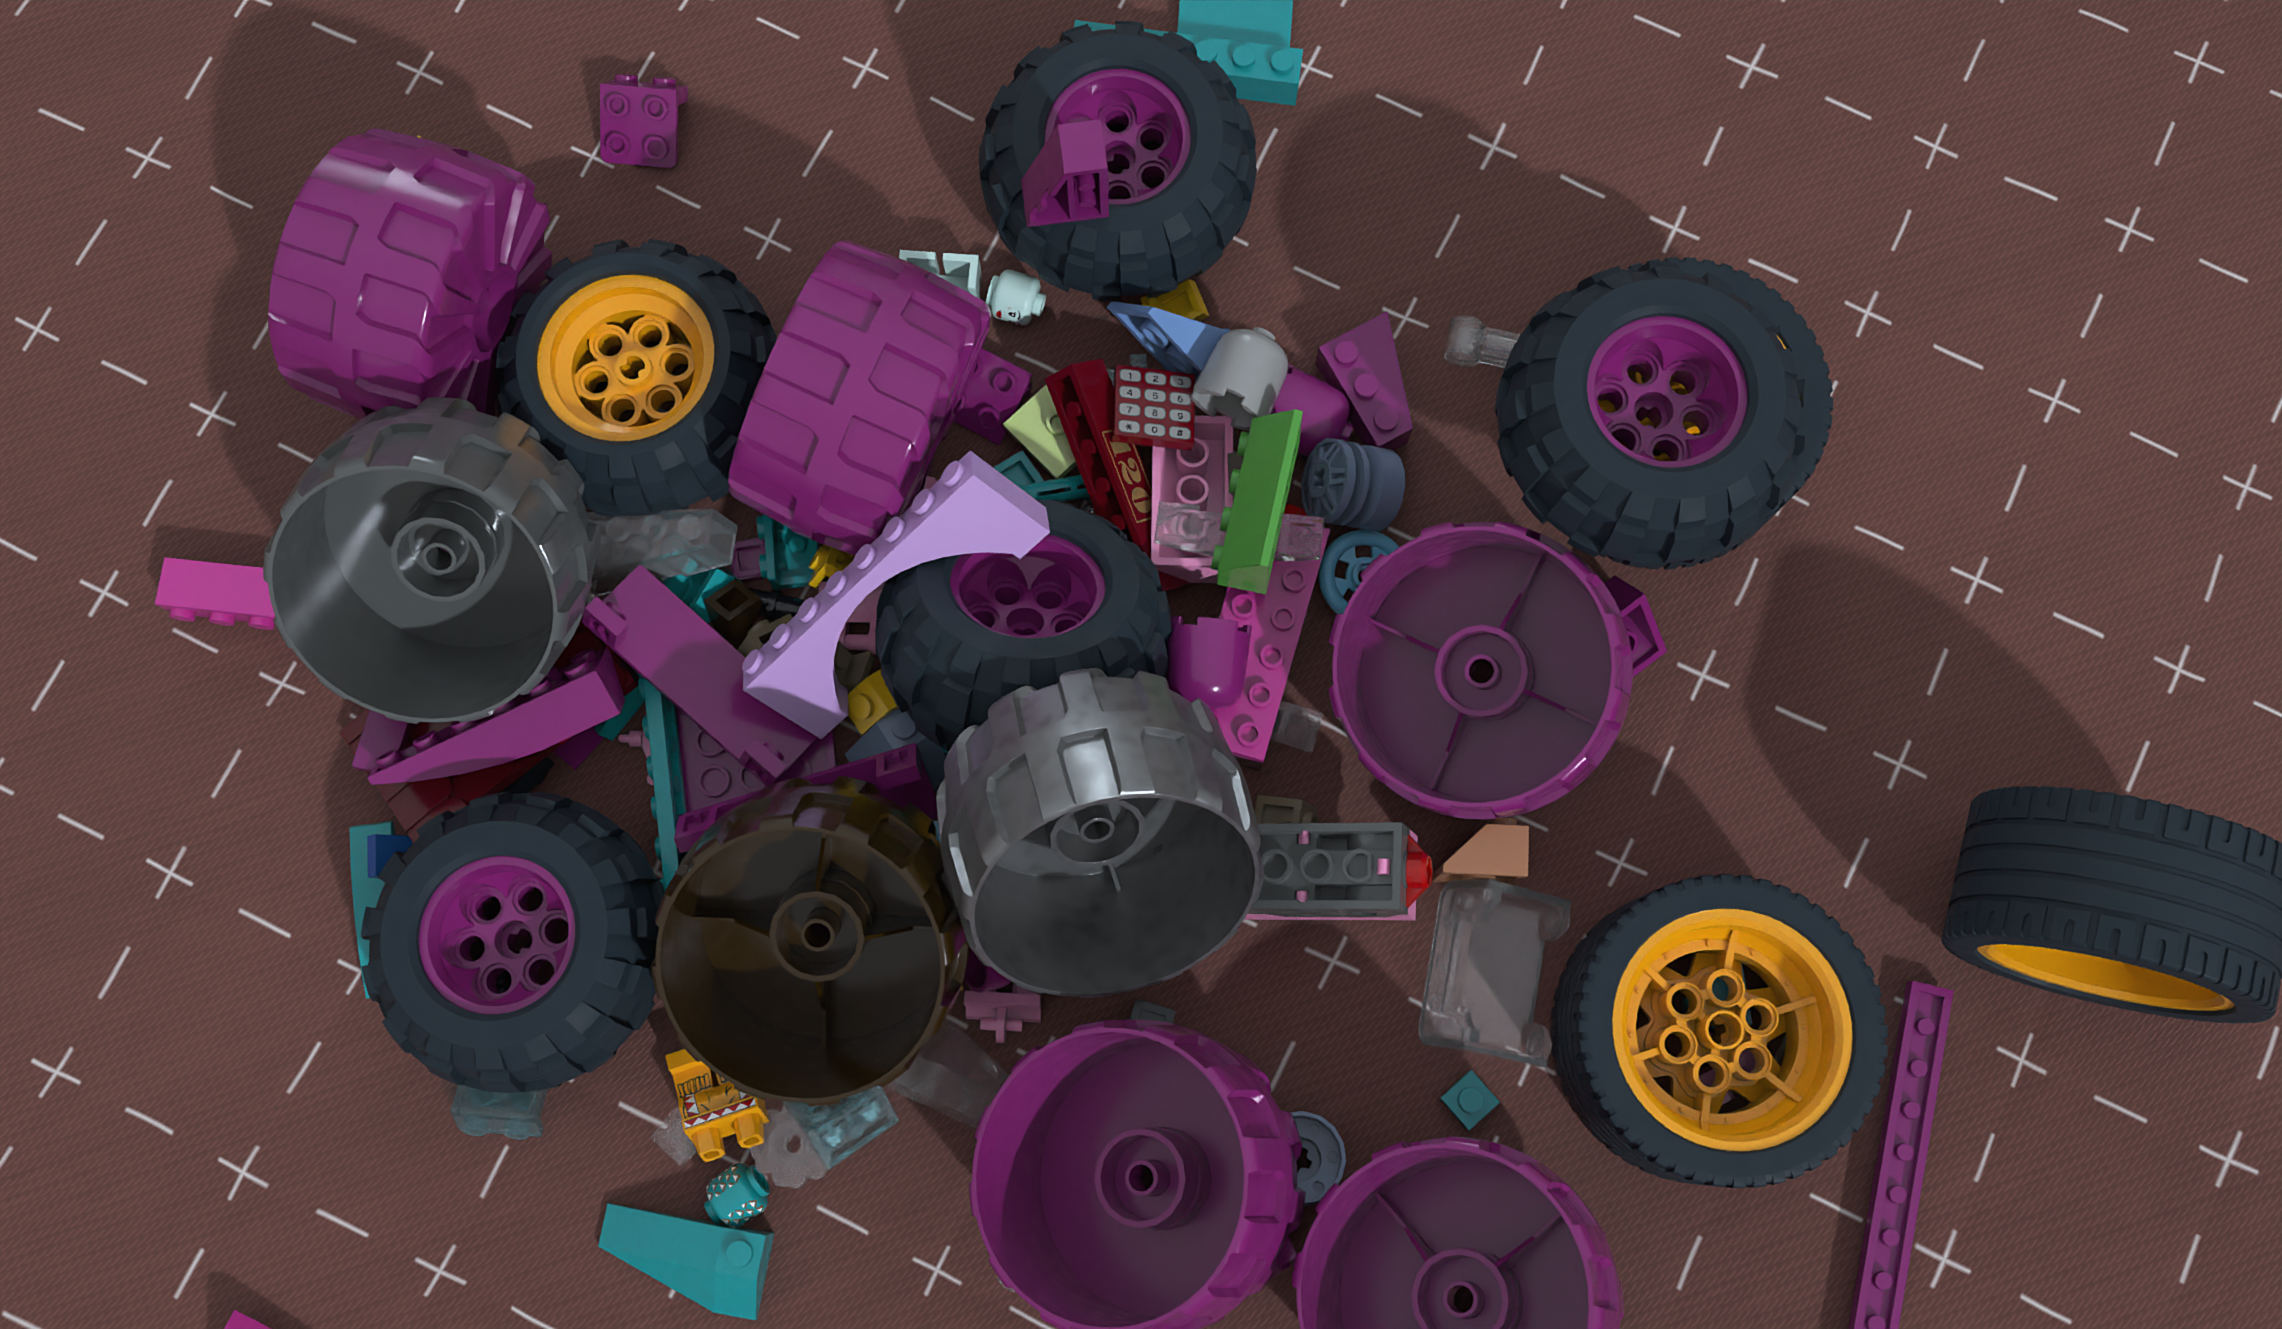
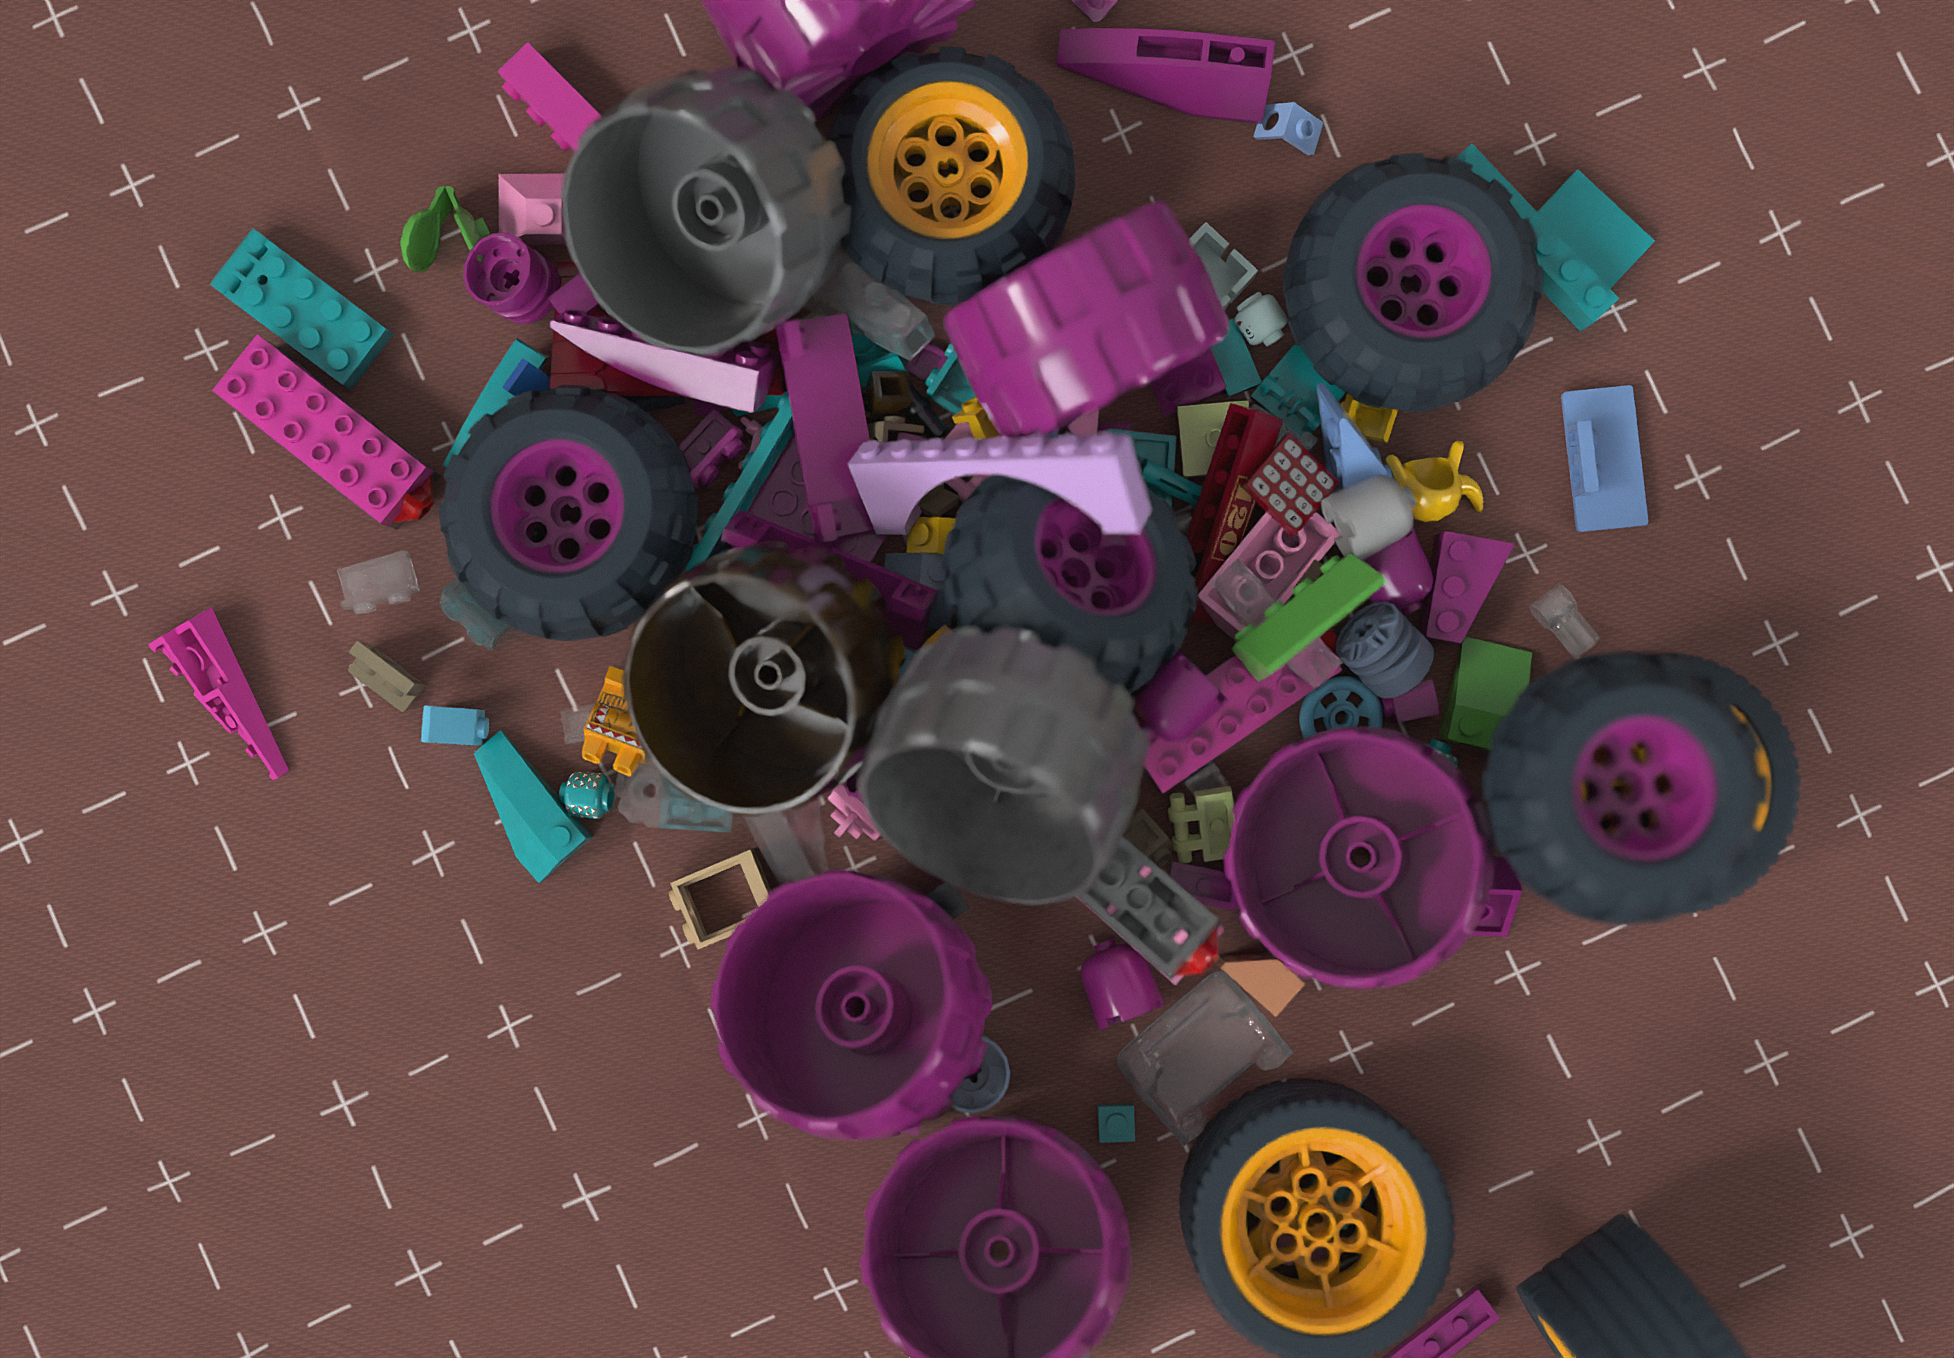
camera: 40 degrees right, 10 degrees up
(122, 960) = (301, 309): none -> teal hinge
(188, 799) = (422, 230): none -> bright green animal
(231, 1053) = (328, 434): none -> dark pink piece
(282, 703) = (532, 208): none -> bright pink slope
(303, 775) = (511, 278): none -> magenta wheel
(384, 1157) = (378, 581): none -> clear bracket
(455, 1241) = (384, 676): none -> dark tan bracket
(558, 1232) = (454, 725): none -> medium azure slope
(609, 782) = (710, 447): none -> magenta bracket
(772, 149) = (1177, 69): none -> magenta wedge
(904, 1222) = (683, 901): none -> tan window
(912, 120) = (1293, 126): none -> light blue bracket
(1021, 349) = (1235, 362): none -> teal tile
(1068, 176) = (1359, 281): magenta wedge -> none
(1094, 332) = (1292, 392): none -> teal hinge
(1282, 313) = (1436, 484): none -> yellow piece
(1332, 754) = (1214, 819): none -> yellowish green plate
(1366, 967) = (1119, 984): none -> magenta cylinder
(1376, 808) = (1205, 885): none -> magenta plate
(1403, 189) = (1604, 458): none -> medium blue bracket
(1417, 512) = (1415, 704): none -> magenta brick
(1467, 460) = (1482, 691): none -> bright green slope

